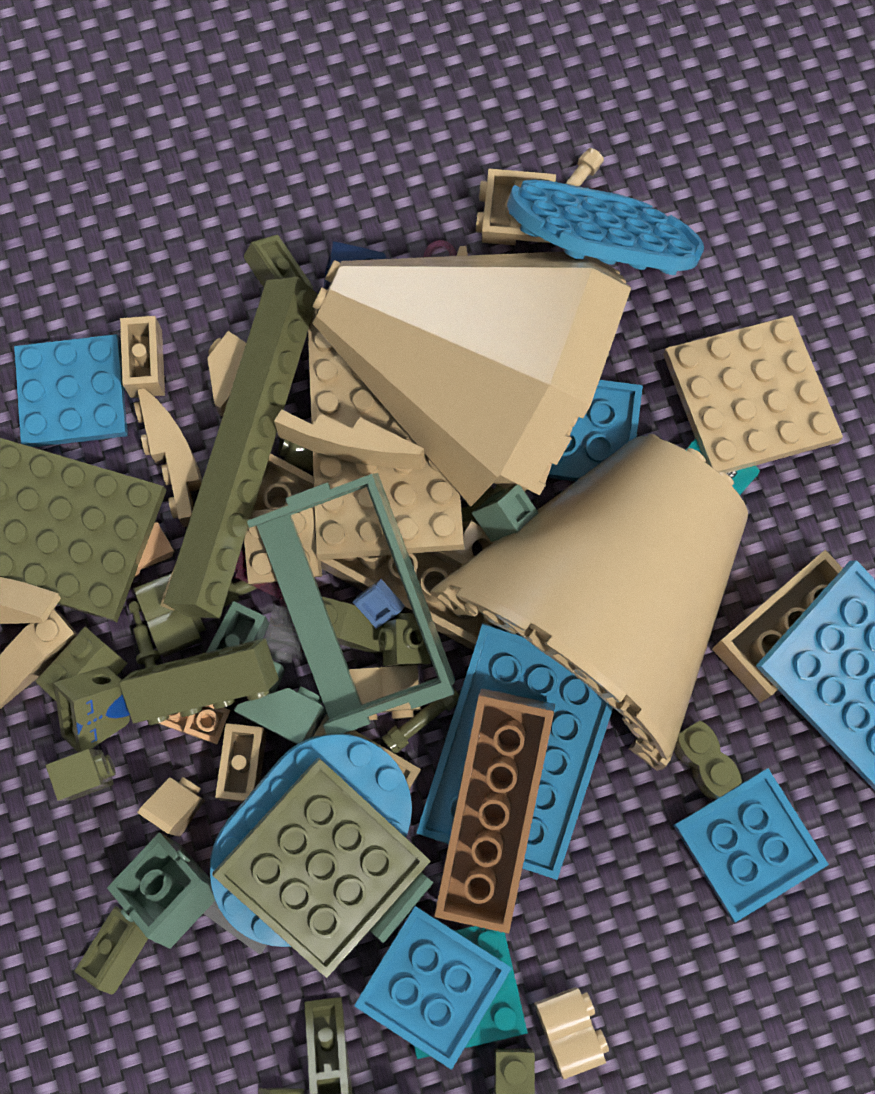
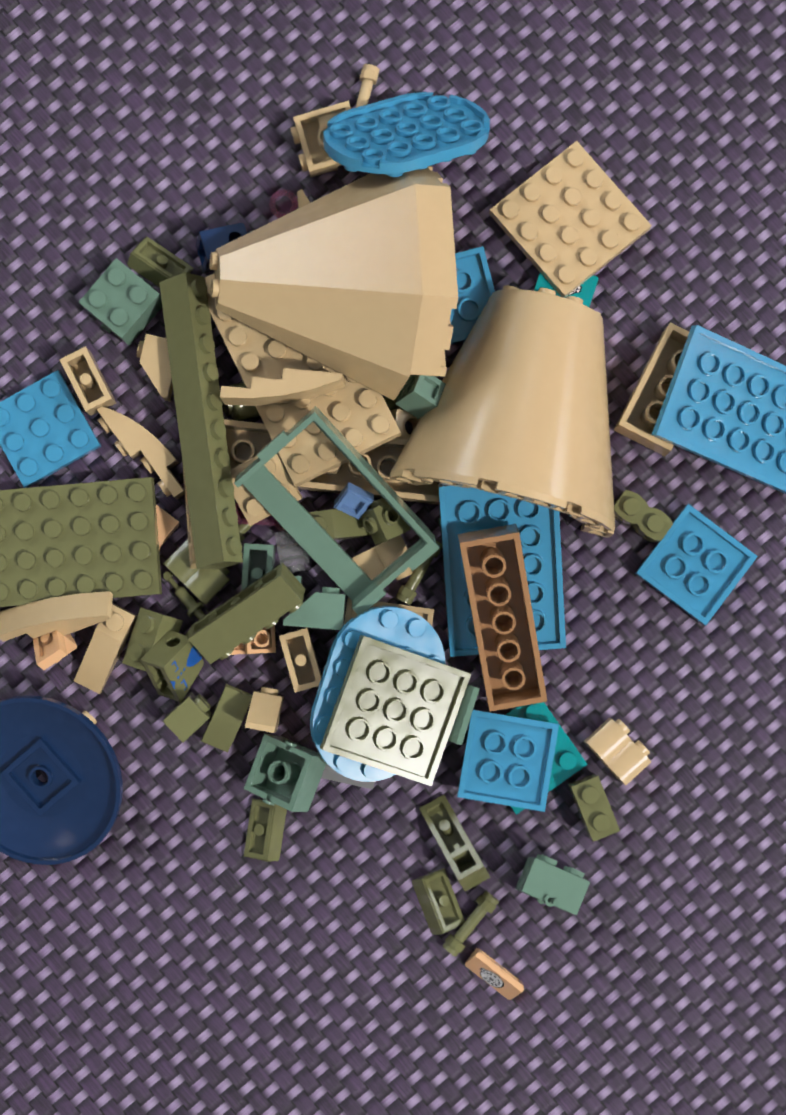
camera: 30 degrees left, 10 degrees up
(126, 797) = (227, 718): none -> olive slope
(217, 289) = (122, 302): none -> sand green brick

